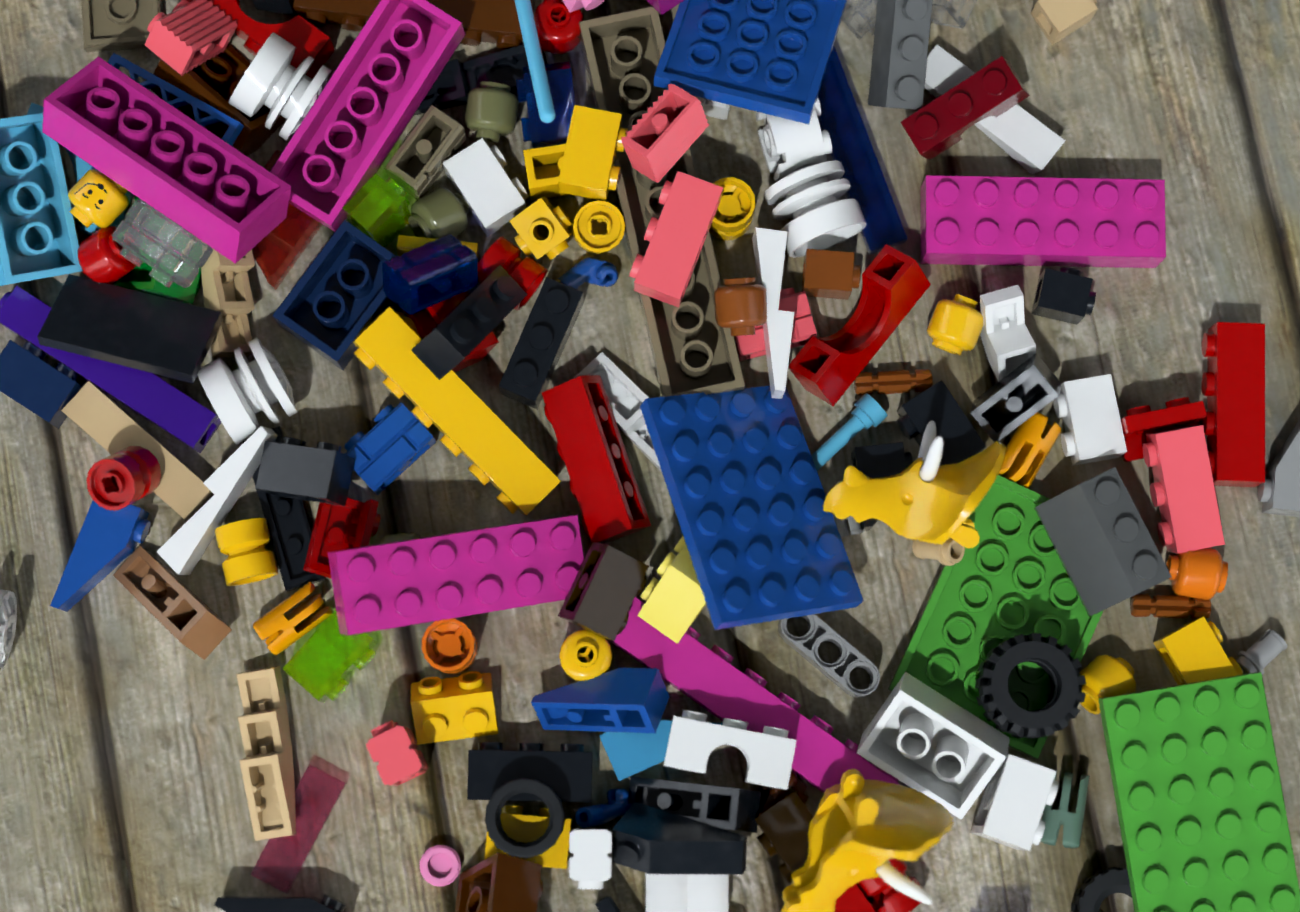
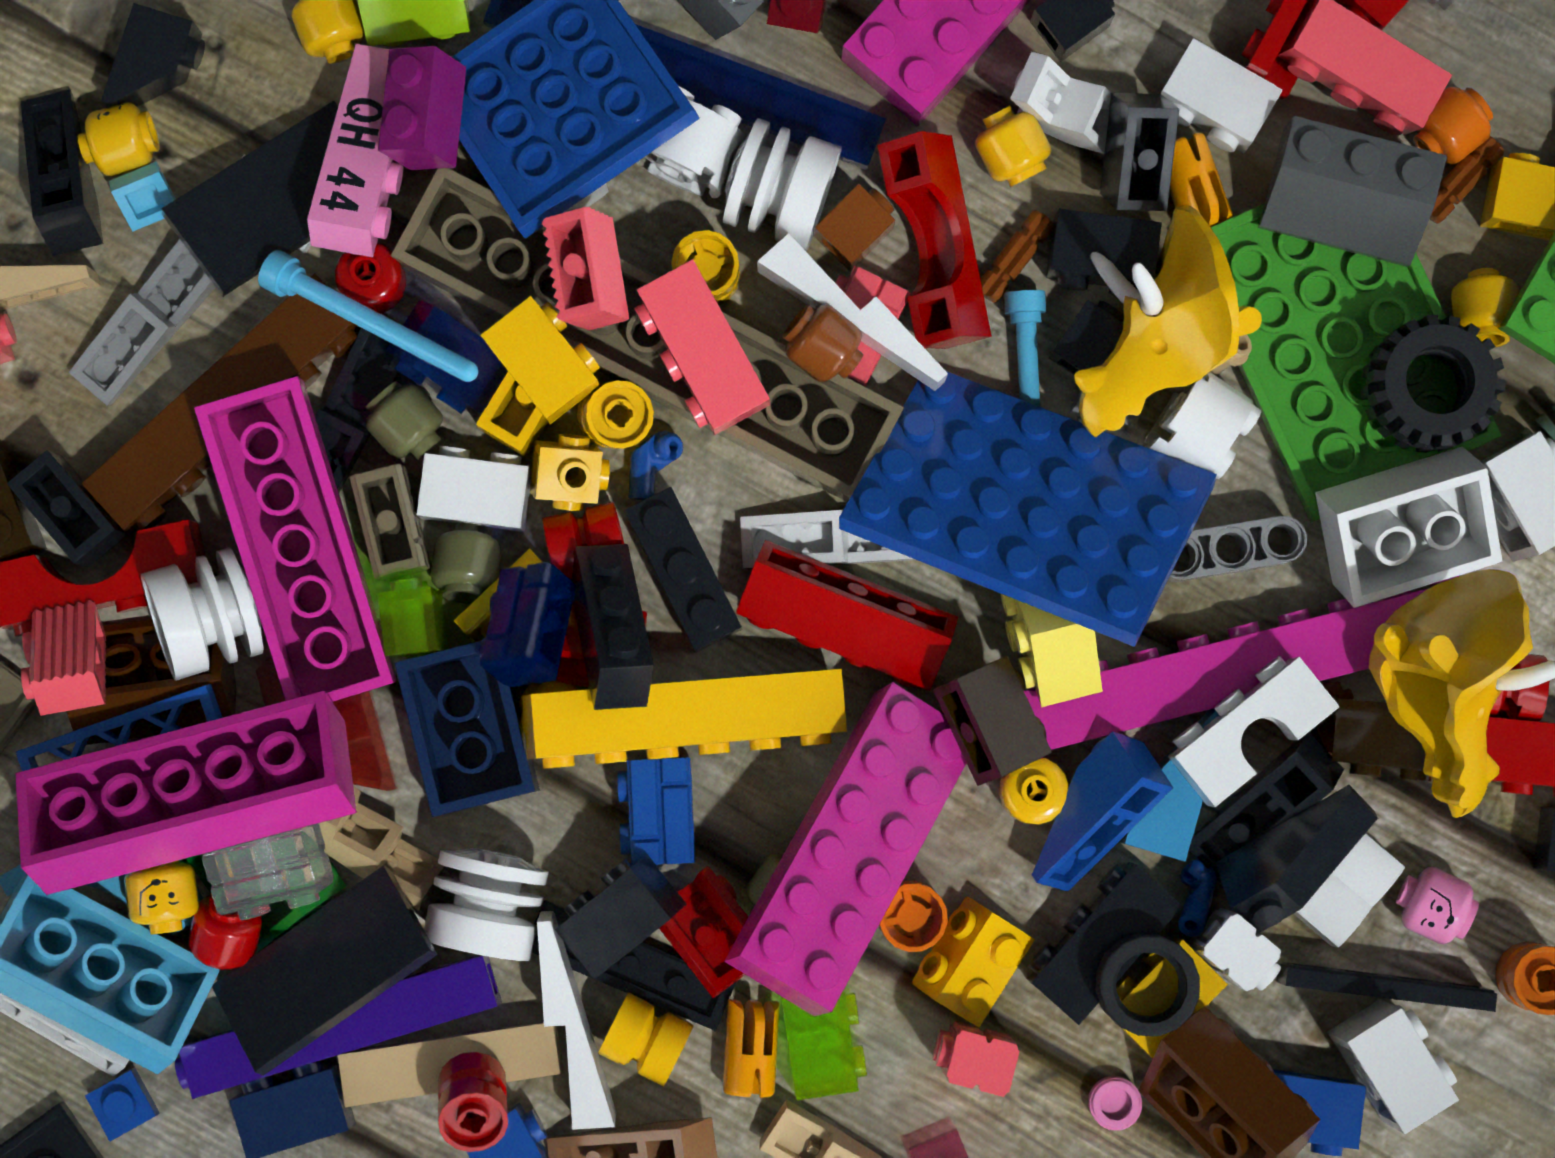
camera: 50 degrees left, 5 degrees up
(890, 570) = (1203, 424): none -> white brick

